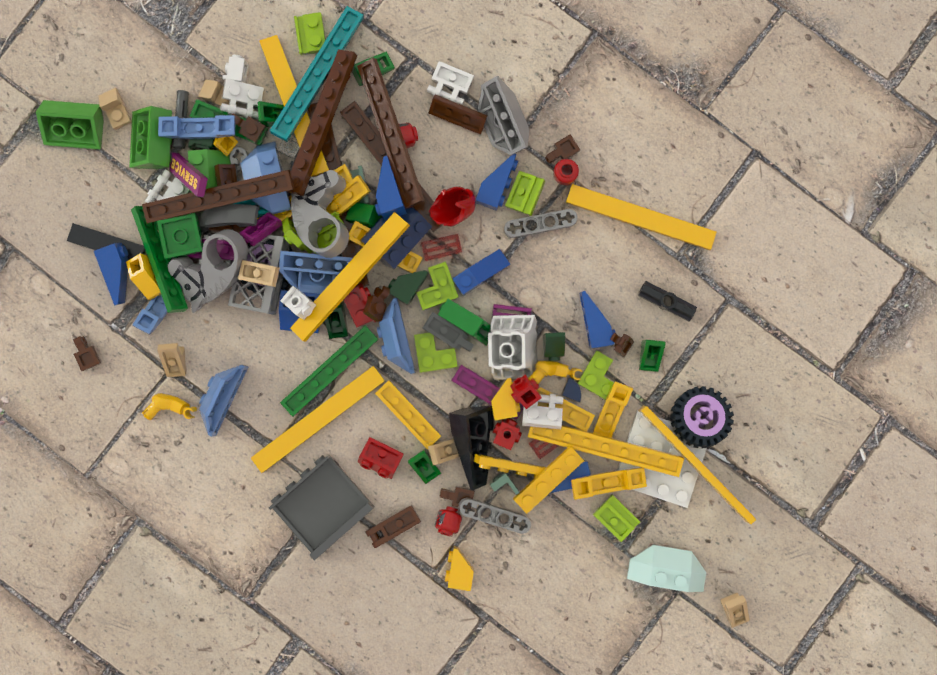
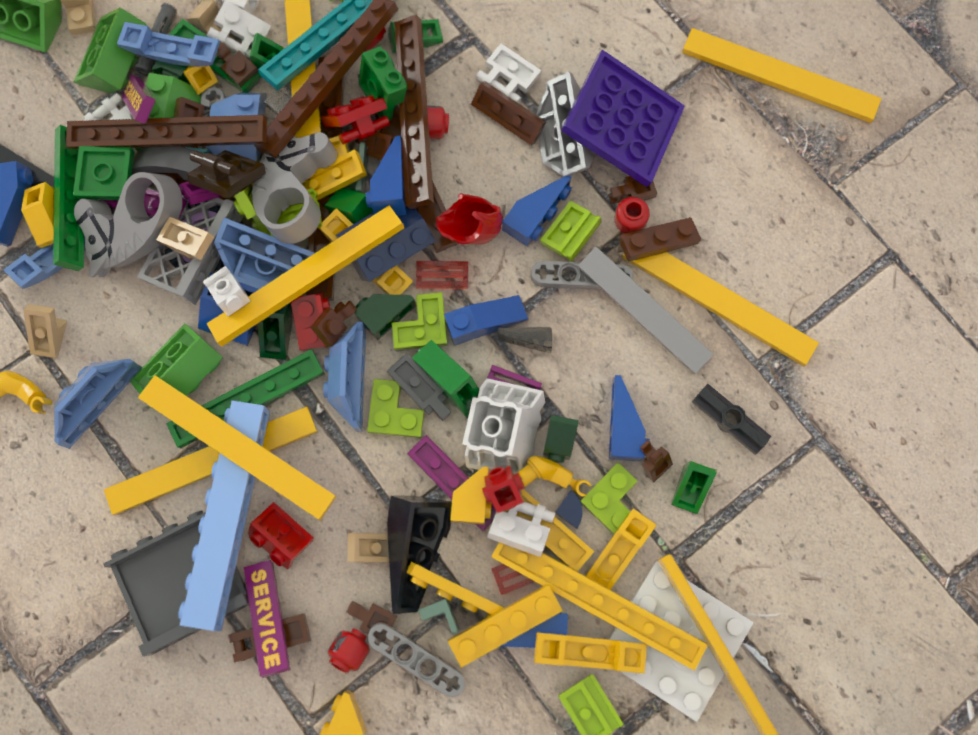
camera: 15 degrees right, 10 degrees down
(271, 218) = (224, 172): none -> dark brown plate
(274, 363) = (179, 362): none -> bright green slope
(337, 408) = (237, 447): none -> yellow tile
(342, 455) = (222, 527): none -> light blue brick
(349, 147) = (359, 116): none -> red plate
(362, 118) = (381, 80): none -> green plate
(371, 162) = (377, 144): none -> reddish brown plate
(388, 514) = (266, 619): none -> magenta tile
(408, 414) = (332, 477): yellow plate -> none
(423, 466) = (334, 562): green slope -> none
(503, 439) = (454, 550): red brick -> none
(517, 278) = (530, 337): none -> clear smoke slope
(543, 101) = (623, 118): none -> dark purple plate
(589, 184) = (659, 239): none -> reddish brown plate
(590, 238) = (645, 310): none -> light grey tile
(649, 34) = (782, 75): none -> yellow tile
(714, 409) = (762, 583): wheel -> none

